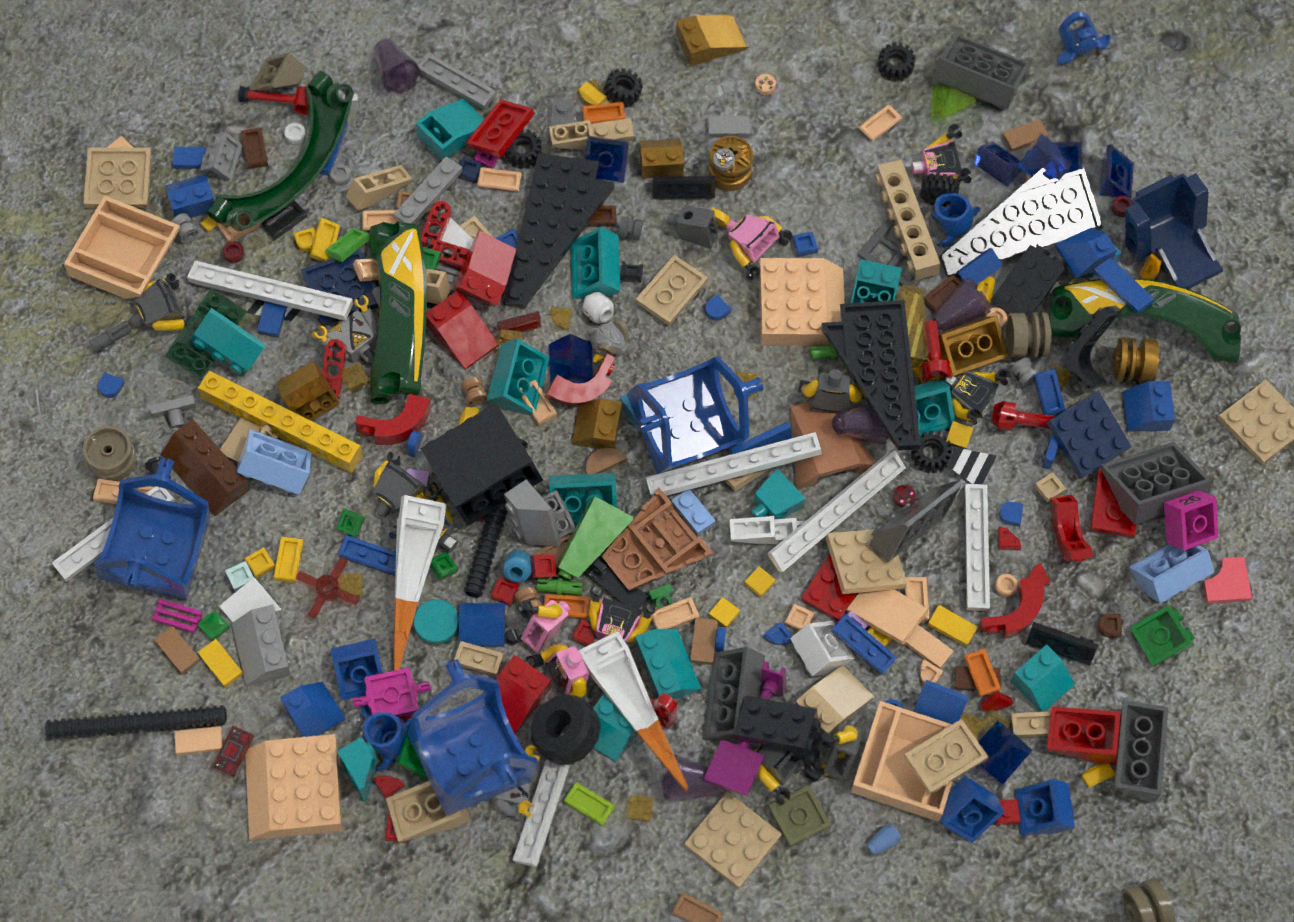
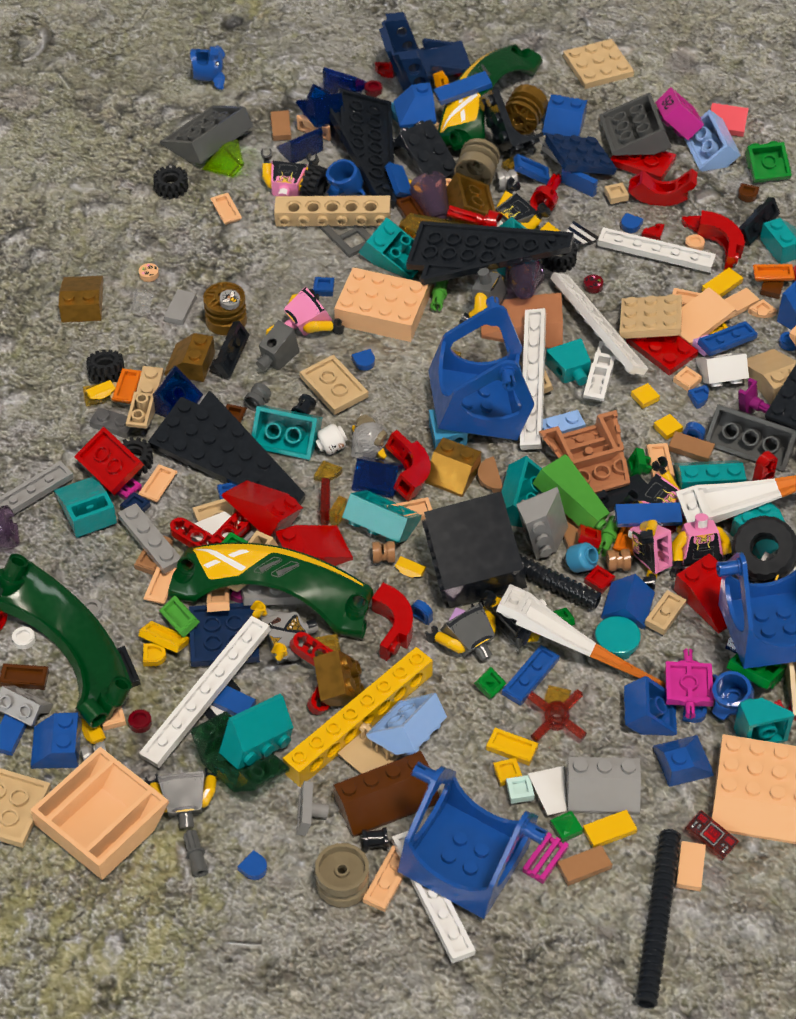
camera: 70 degrees left, 15 degrees down
(375, 187) = (123, 579): tan slope -> none
(582, 612) = (634, 514): none -> blue tile
(914, 520) = (630, 264): dark grey slope -> none

